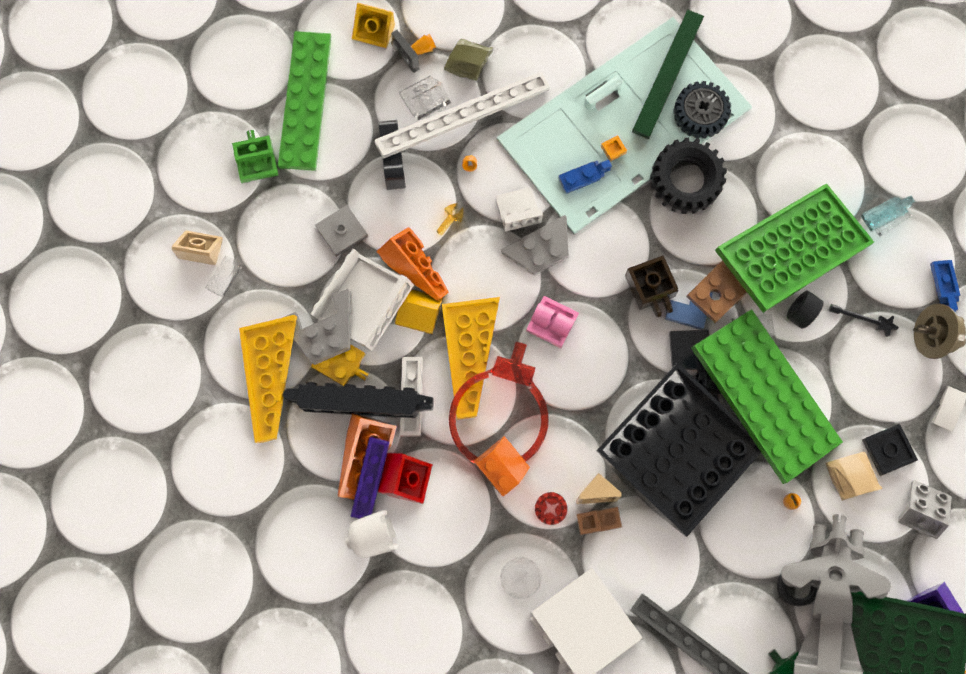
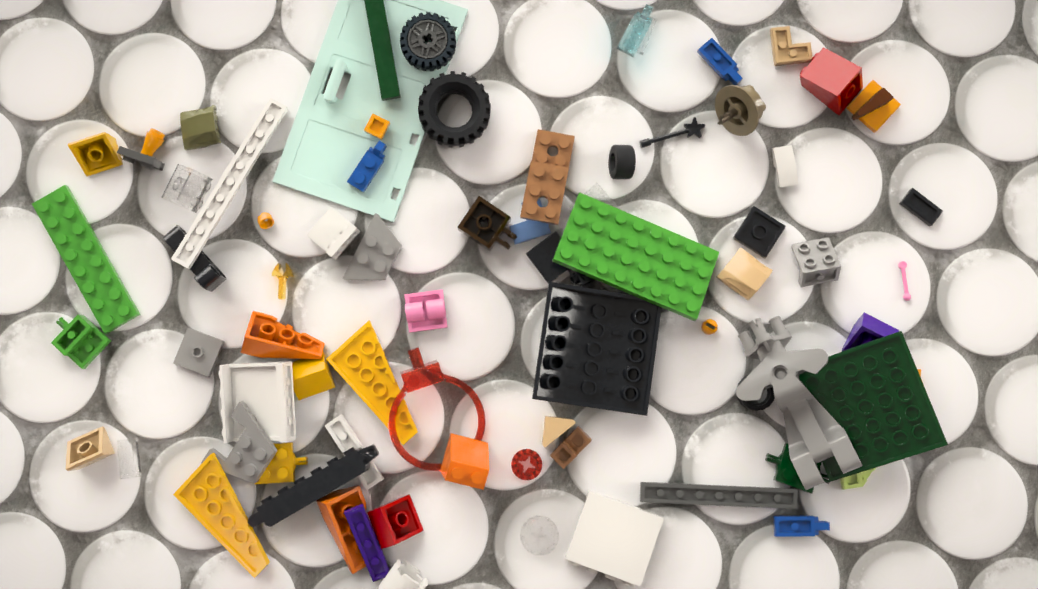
camera: 30 degrees left, 10 degrees up
(794, 247) = (580, 115): bright green plate -> none

